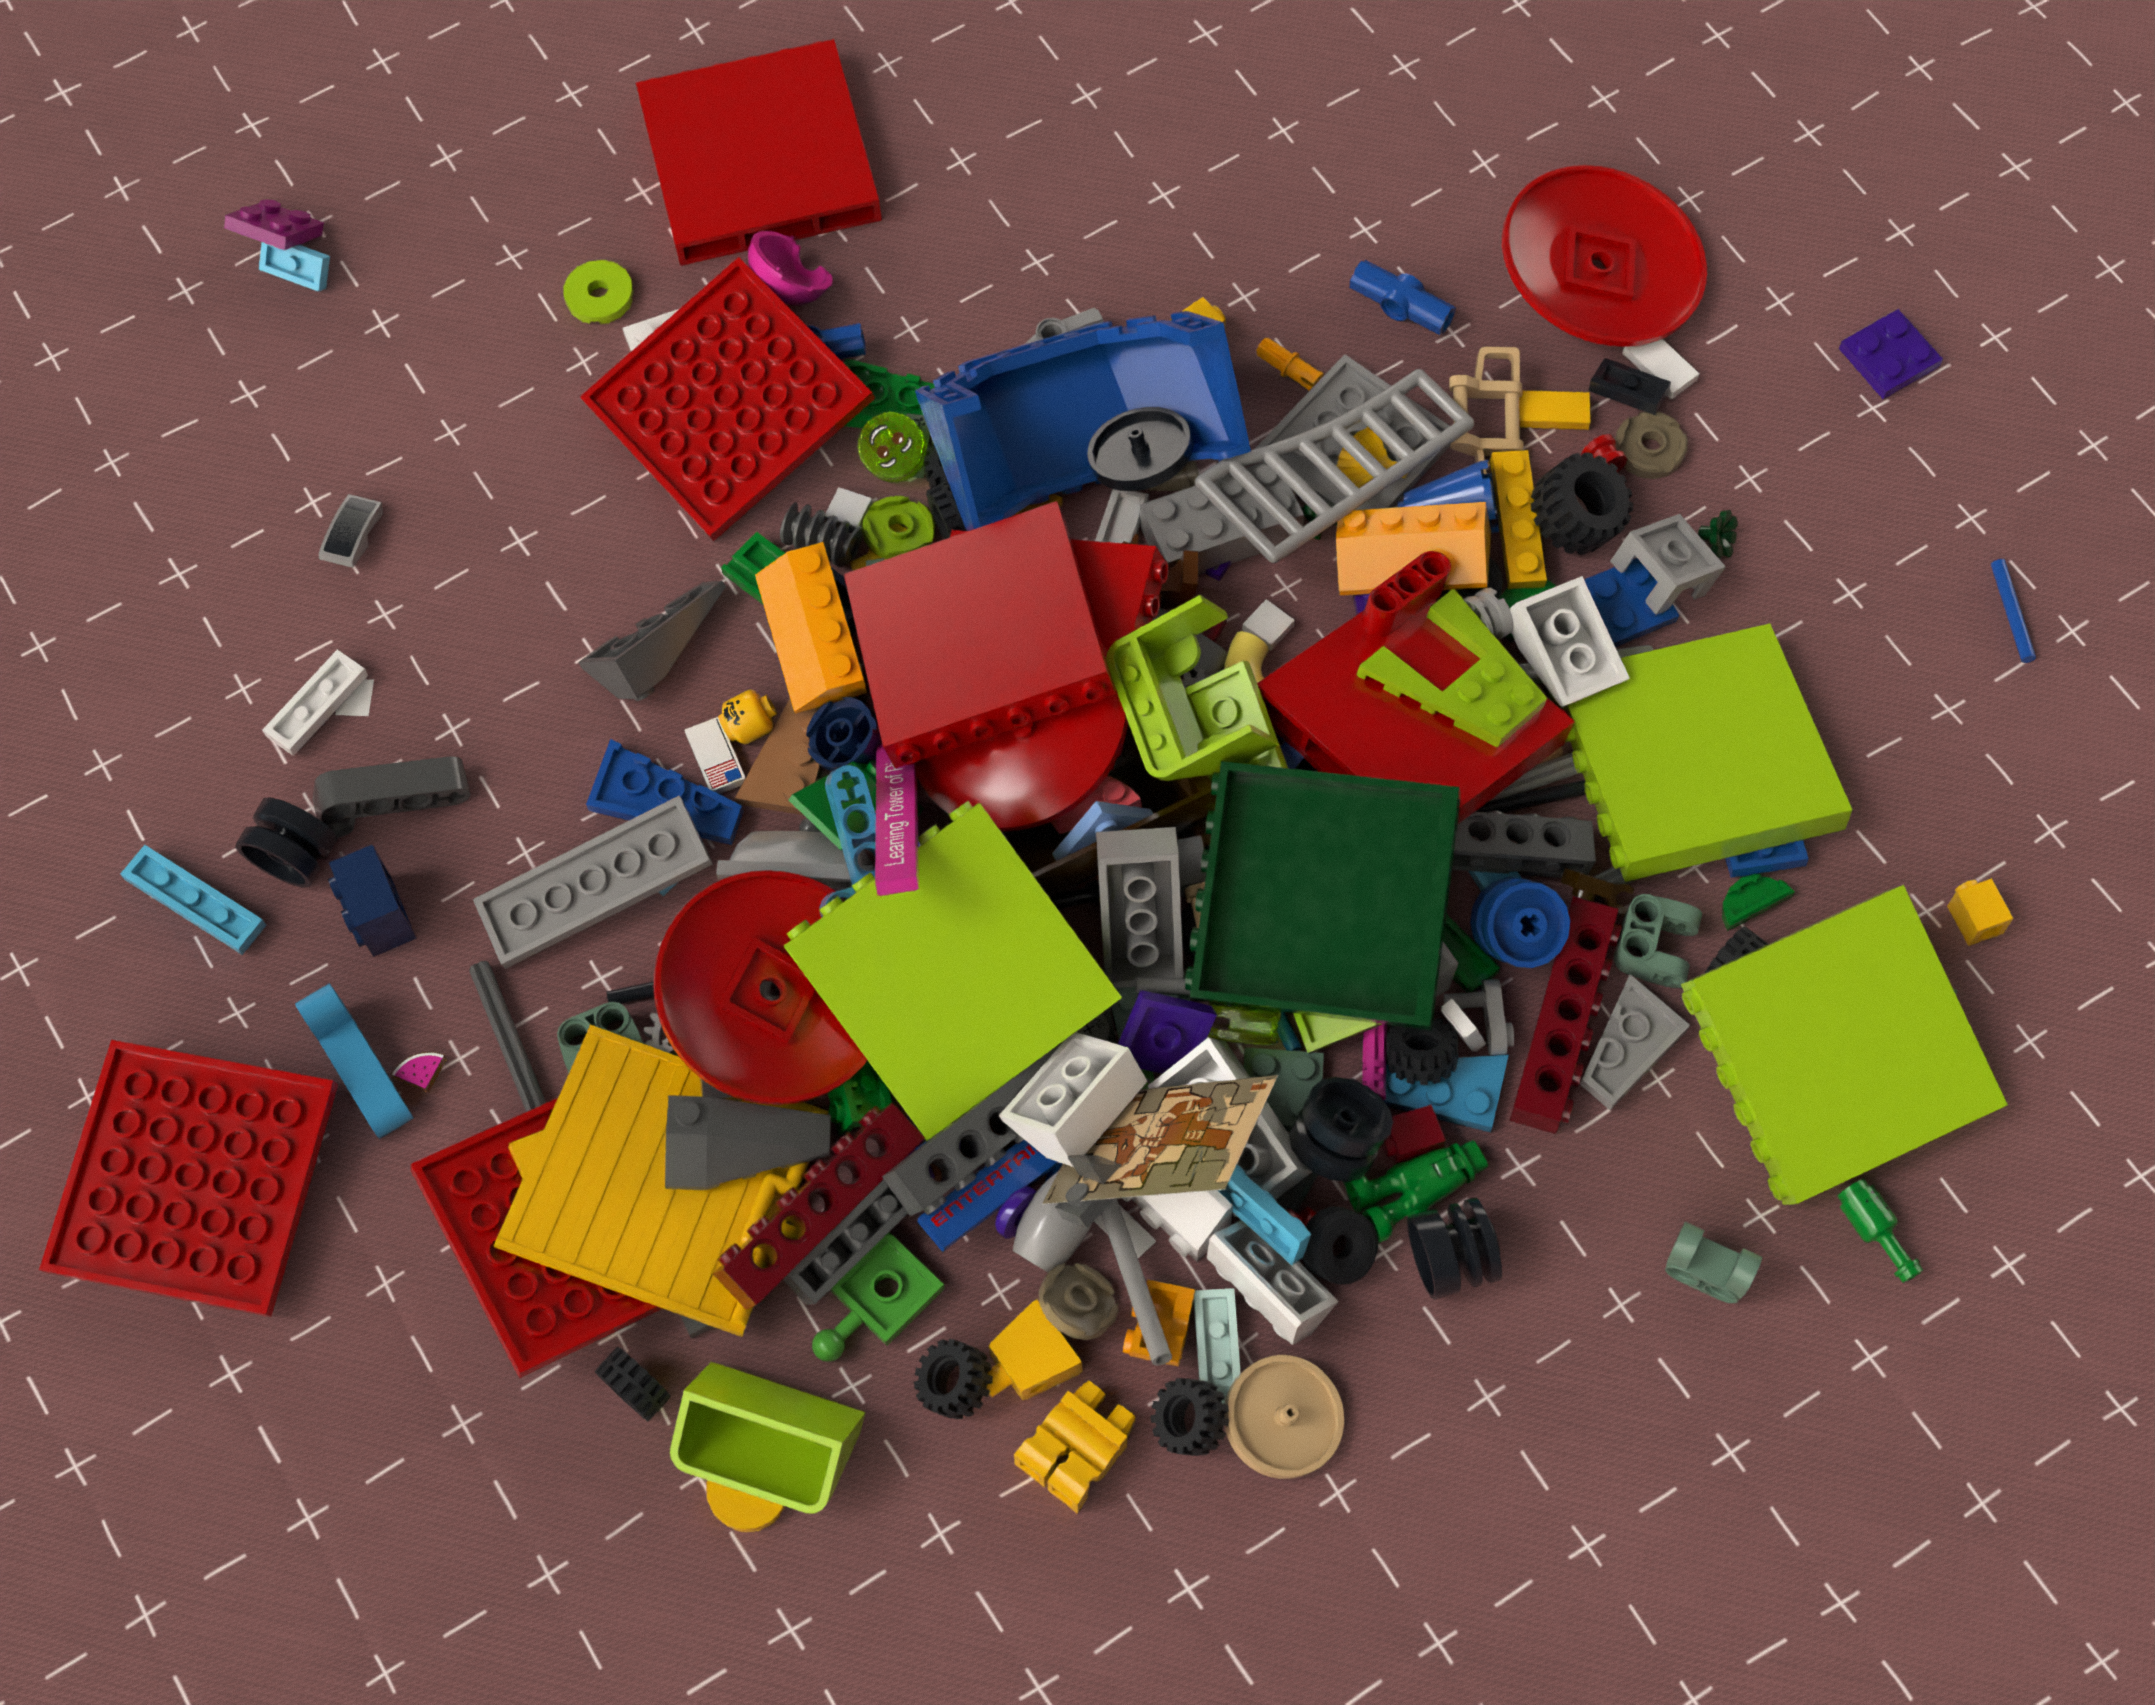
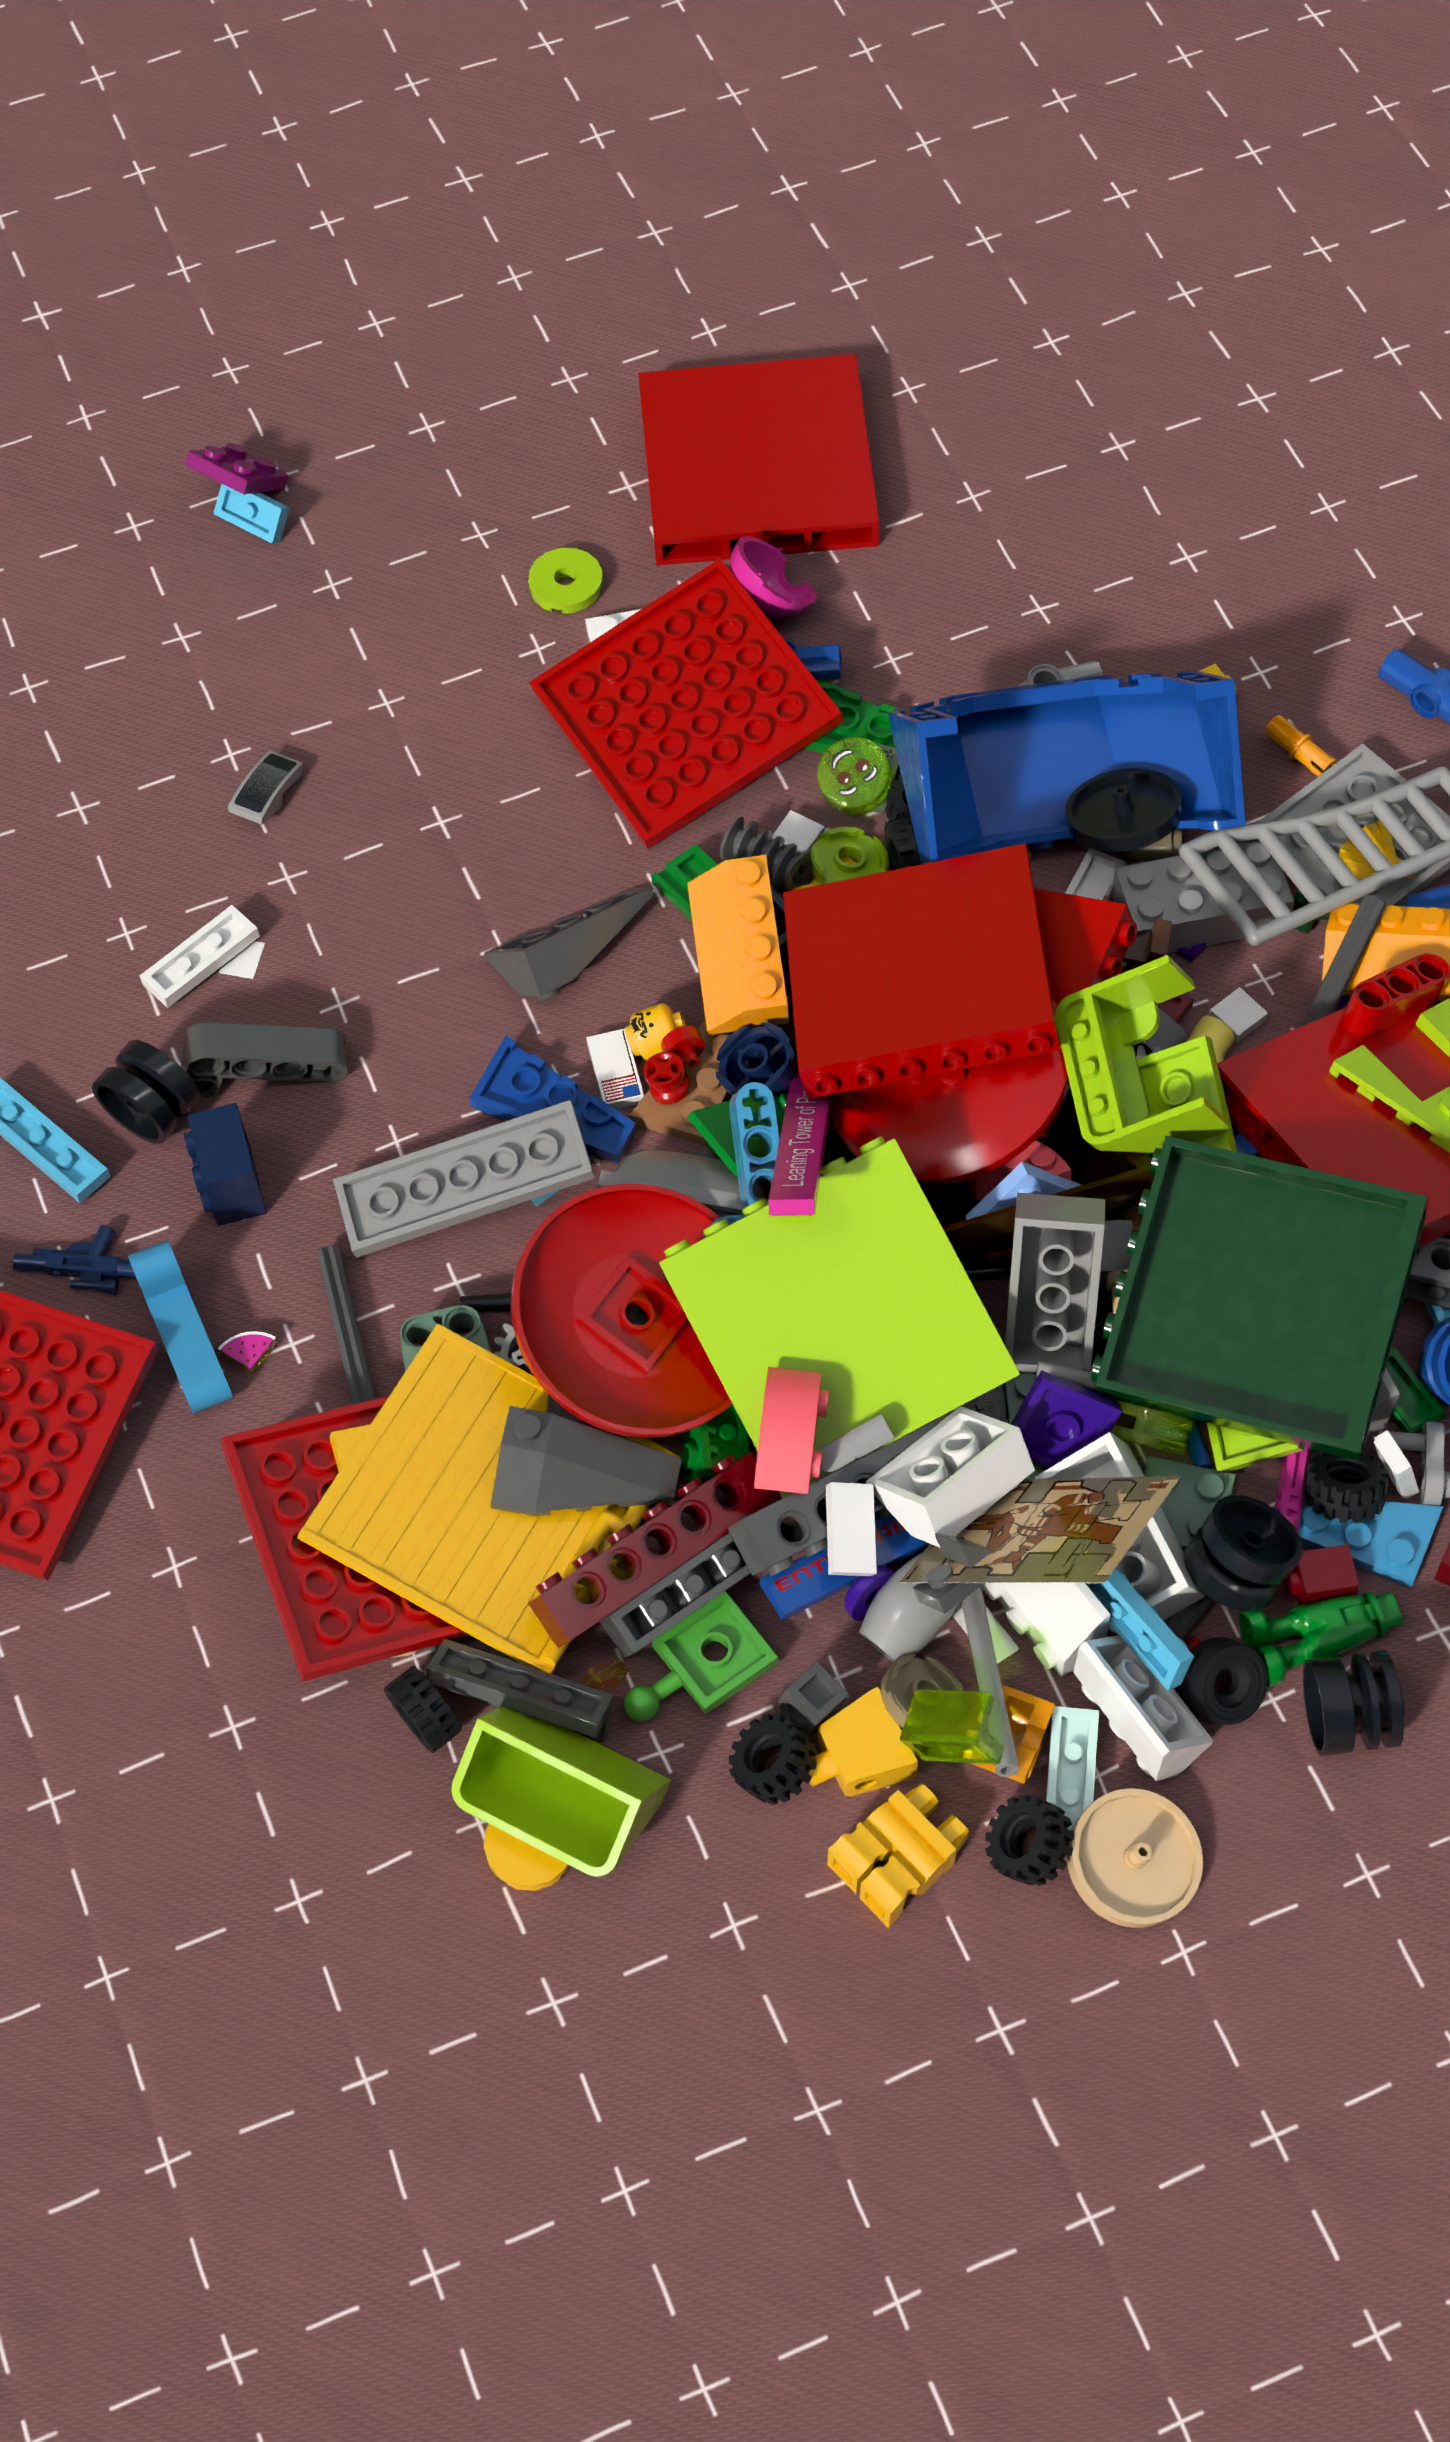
camera: 10 degrees right, 5 degrees down
(251, 1008) = (82, 1261): none -> dark blue piece
(718, 1351) = (521, 1689): none -> dark grey fence
(766, 750) = (671, 1070): none -> red wheel
(774, 728) = (686, 1043): none -> red tile
(784, 1329) = (605, 1673): none -> clear yellow tile
(924, 1082) = (789, 1429): none -> coral brick
(979, 1320) = (811, 1699): none -> dark grey brick
(983, 1084) = (855, 1444): none -> light grey bar
(992, 1161) = (851, 1529): none -> white tile
(1107, 1328) = (951, 1727): none -> clear neon green panel
(1356, 566) = (1346, 958): none -> dark grey axle

